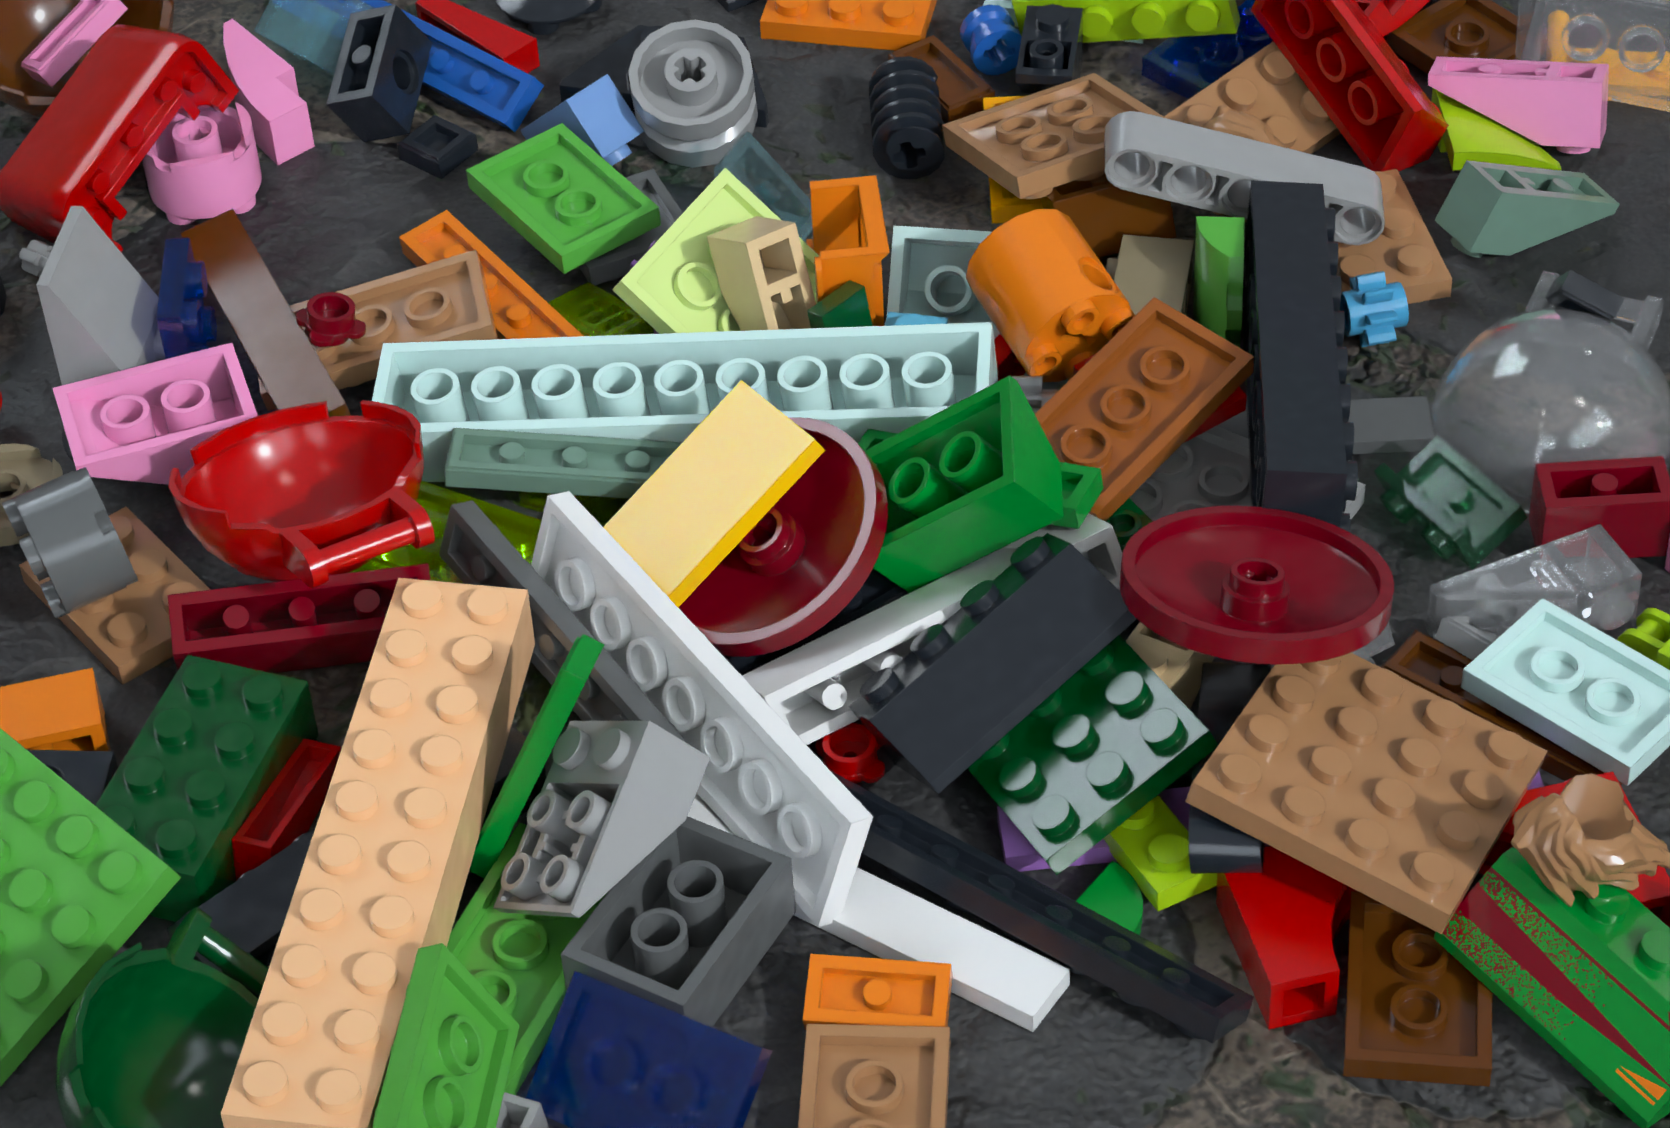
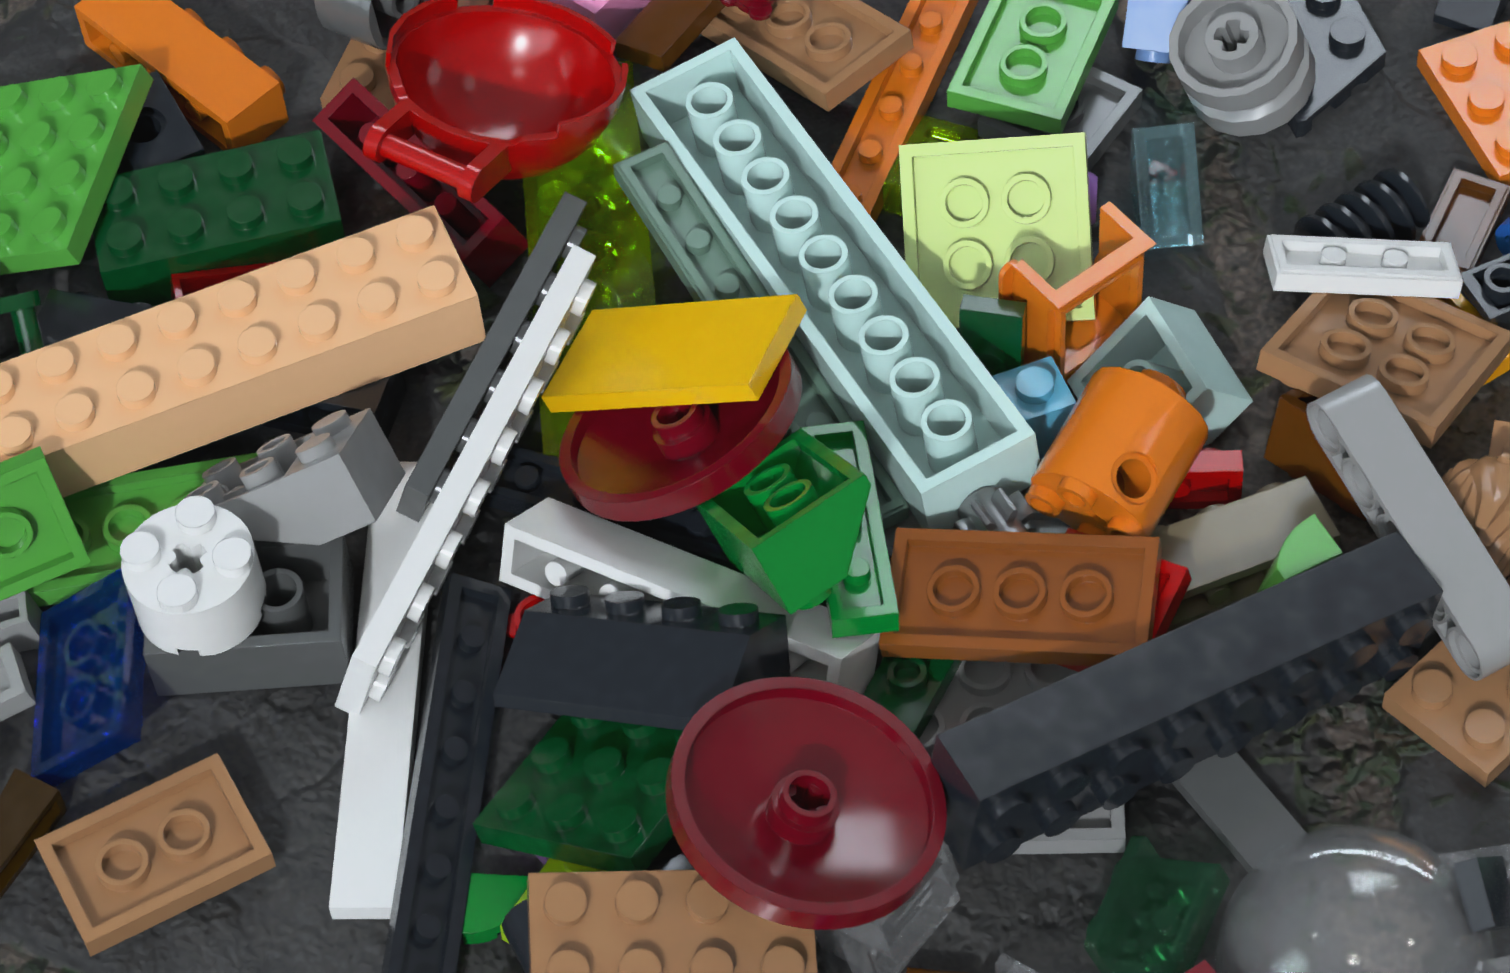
camera: 60 degrees right, 10 degrees up
(535, 752) = (313, 393): green tile -> none
(657, 909) = (194, 578): none -> white brick
(763, 274) = (990, 233): tan slope -> none
(876, 992) = (281, 787): orange plate -> none
(966, 112) = (1362, 266): none -> white tile
(1374, 309) = (1379, 728): dark azure gear -> none

